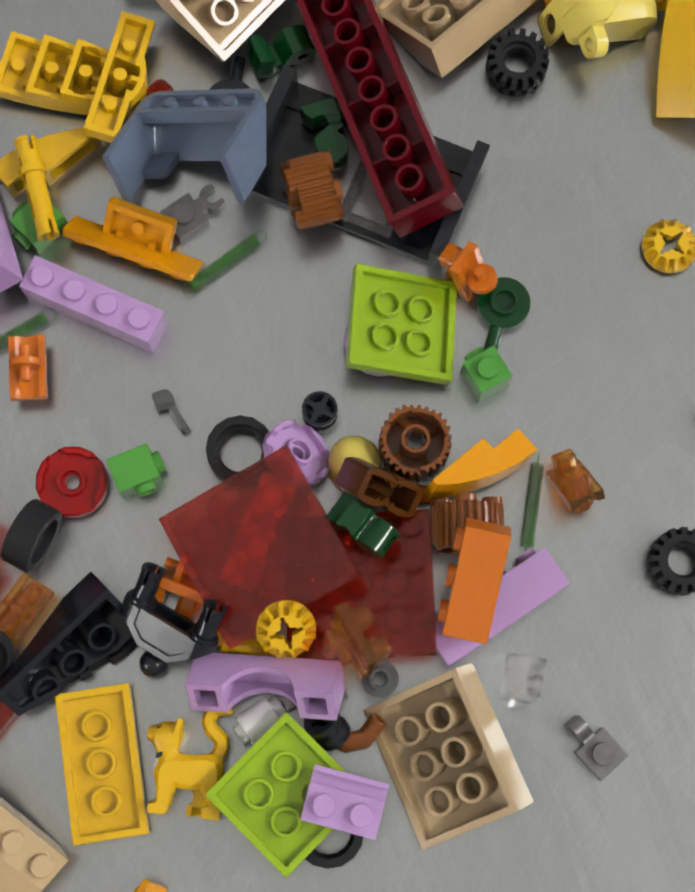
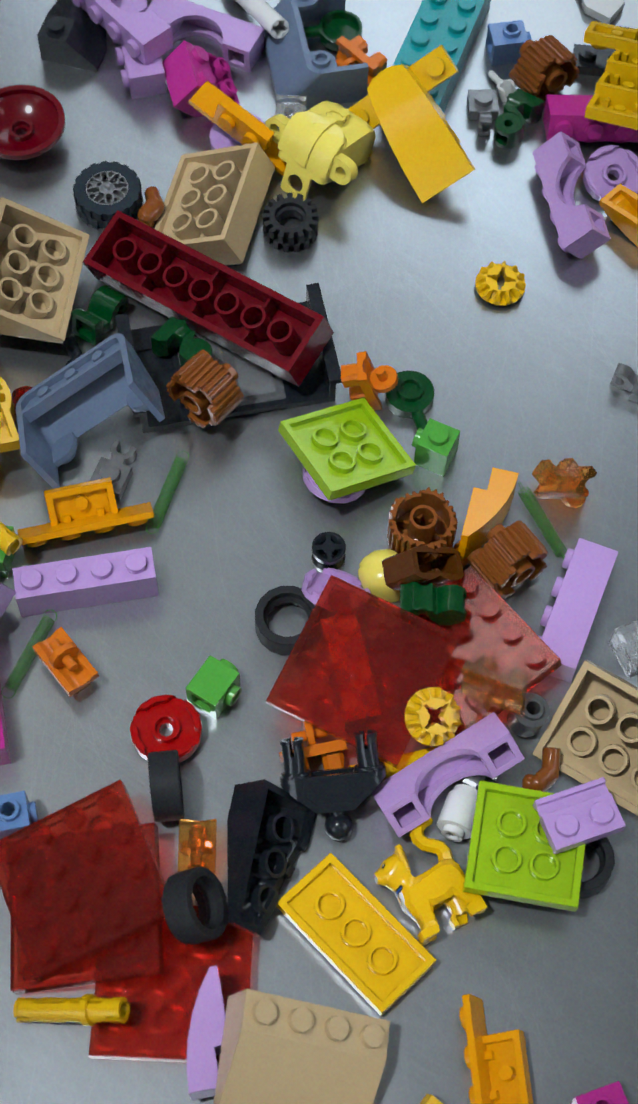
camera: 35 degrees left, 15 degrees down
(164, 400) = (197, 620): dark grey hand -> none
(328, 733) = (520, 776): black wheel -> none
(474, 580) = (552, 583): orange brick -> none

